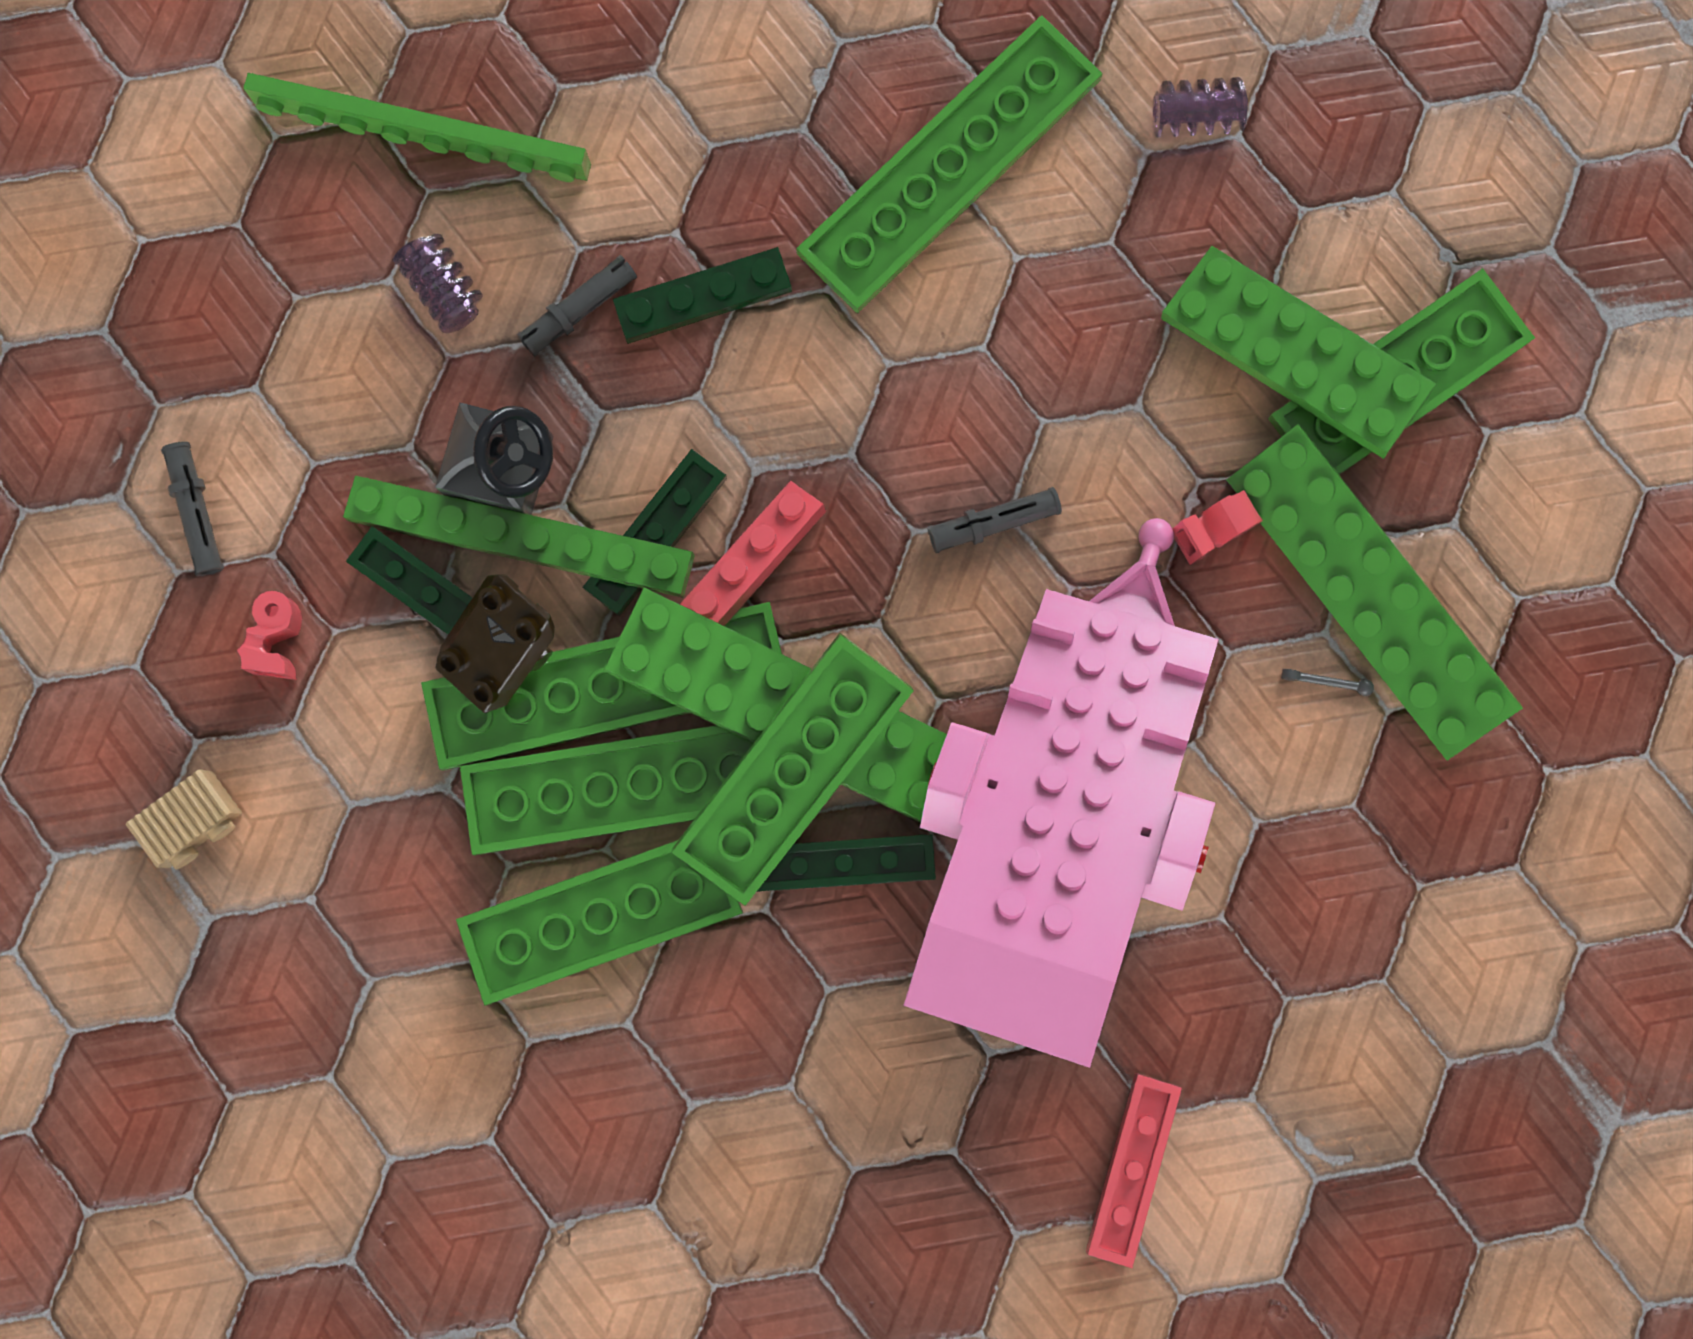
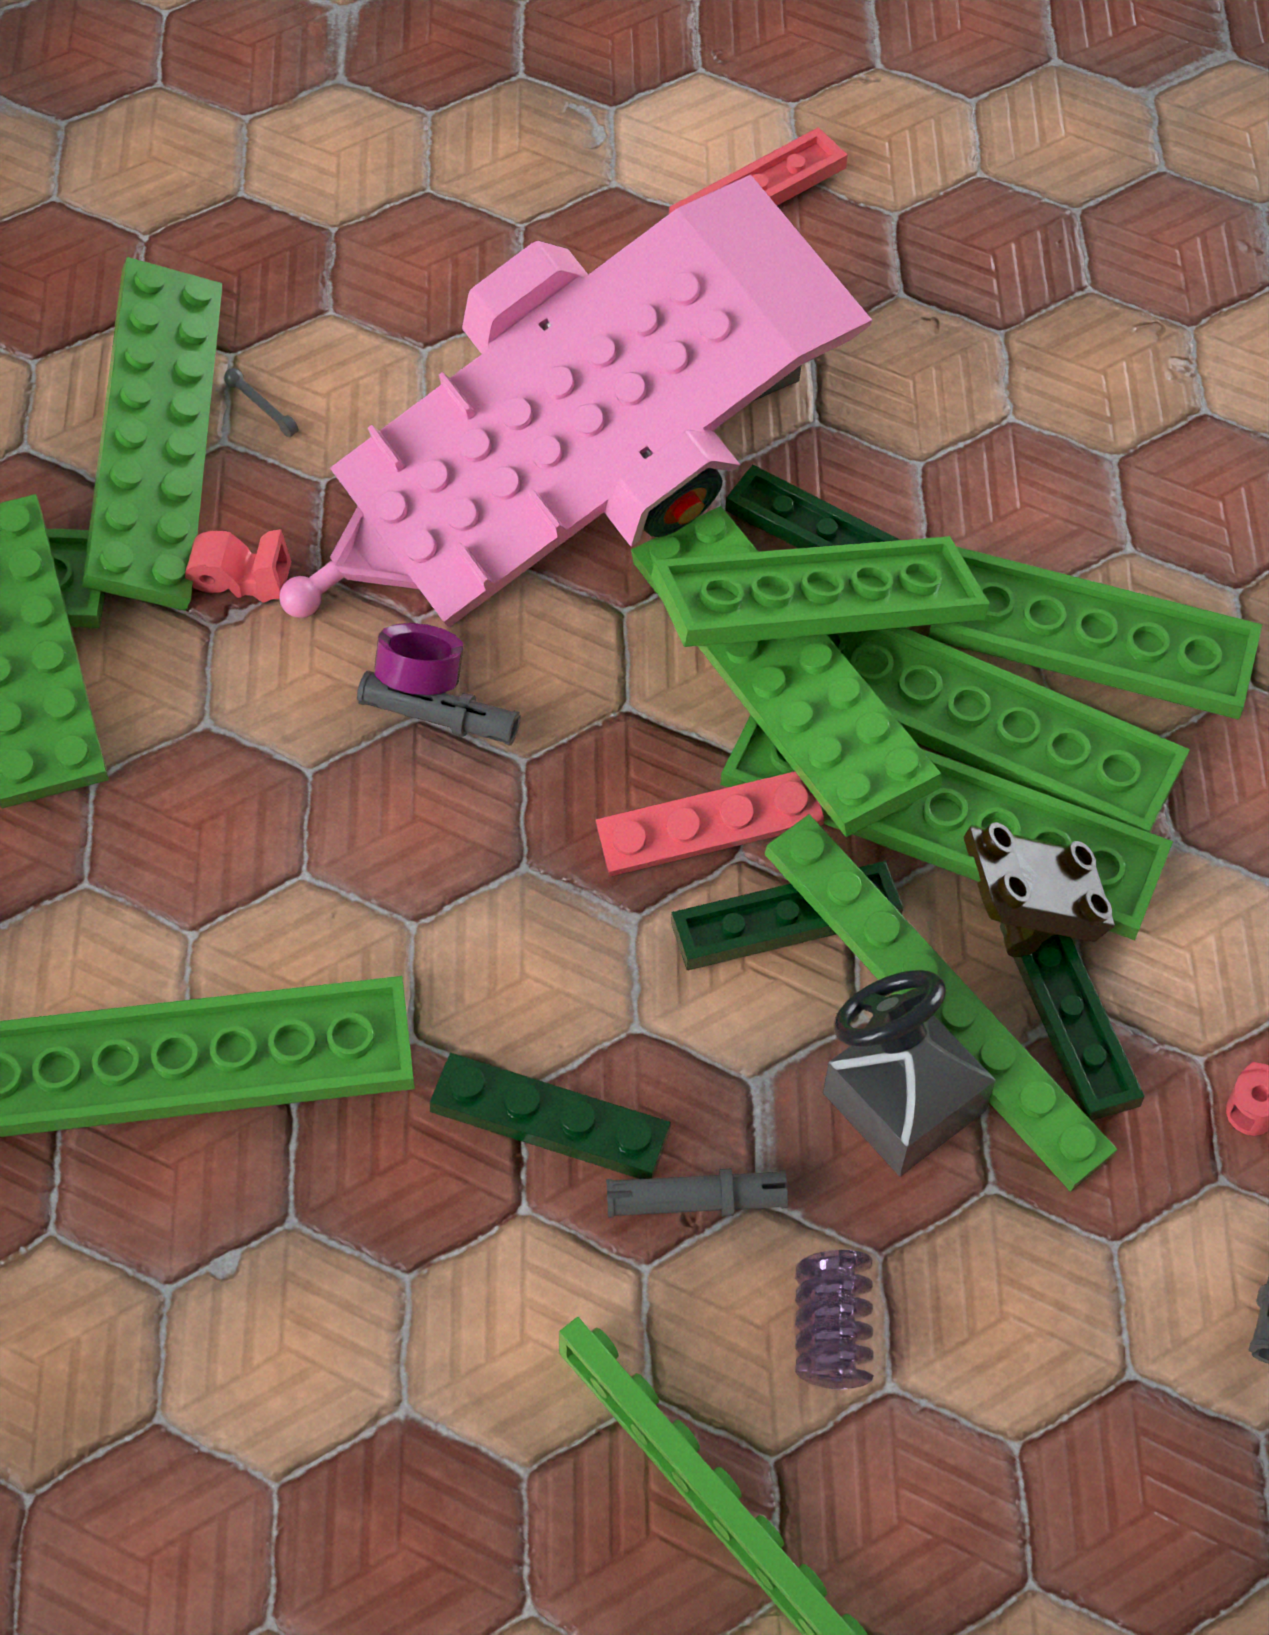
camera: 145 degrees left, 25 degrees down
(1050, 557) = (418, 658): none -> magenta piece

